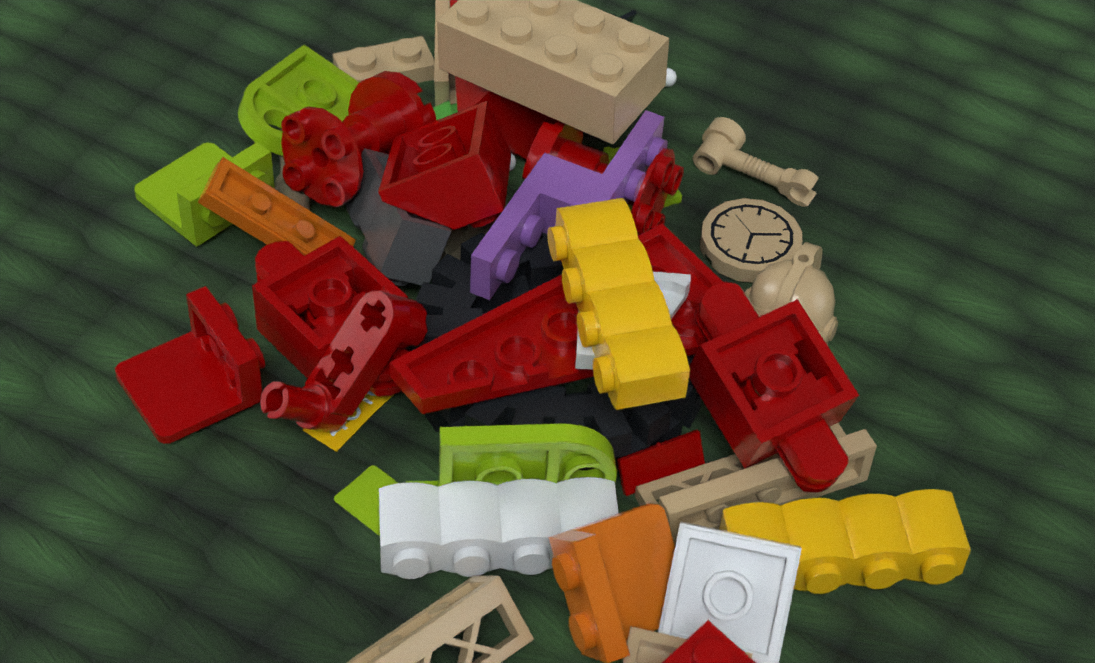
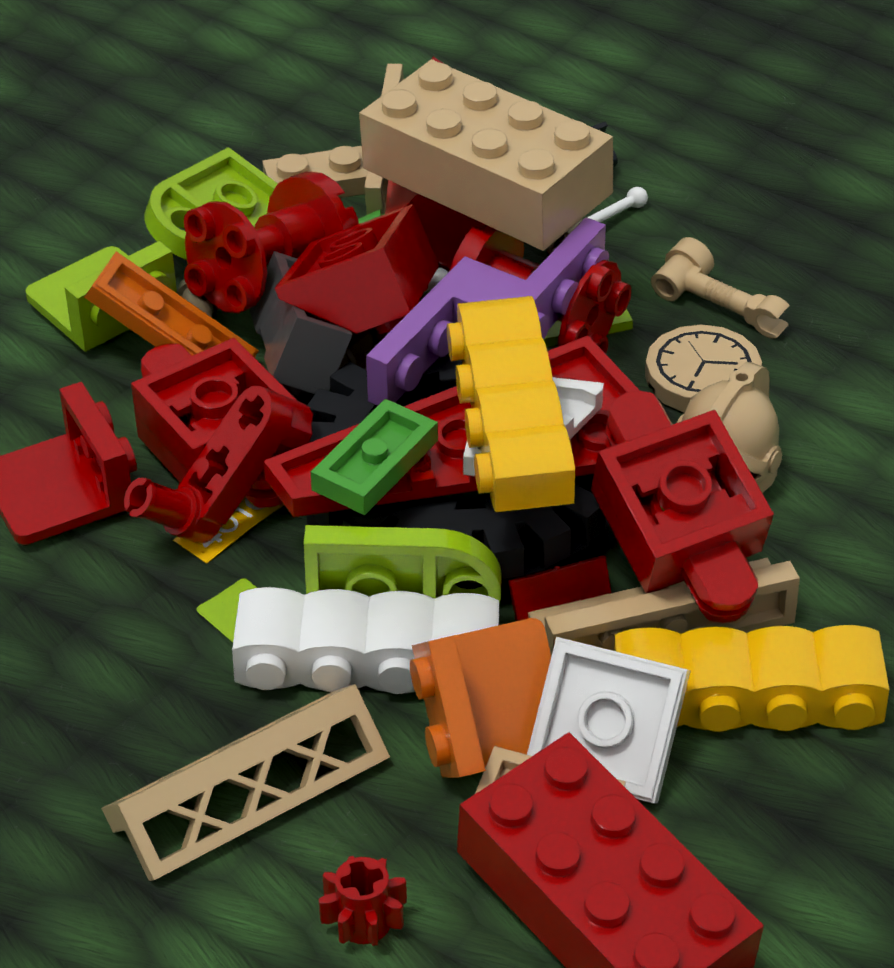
camera: 10 degrees right, 5 degrees down
(494, 356) = (374, 456): none -> bright green plate

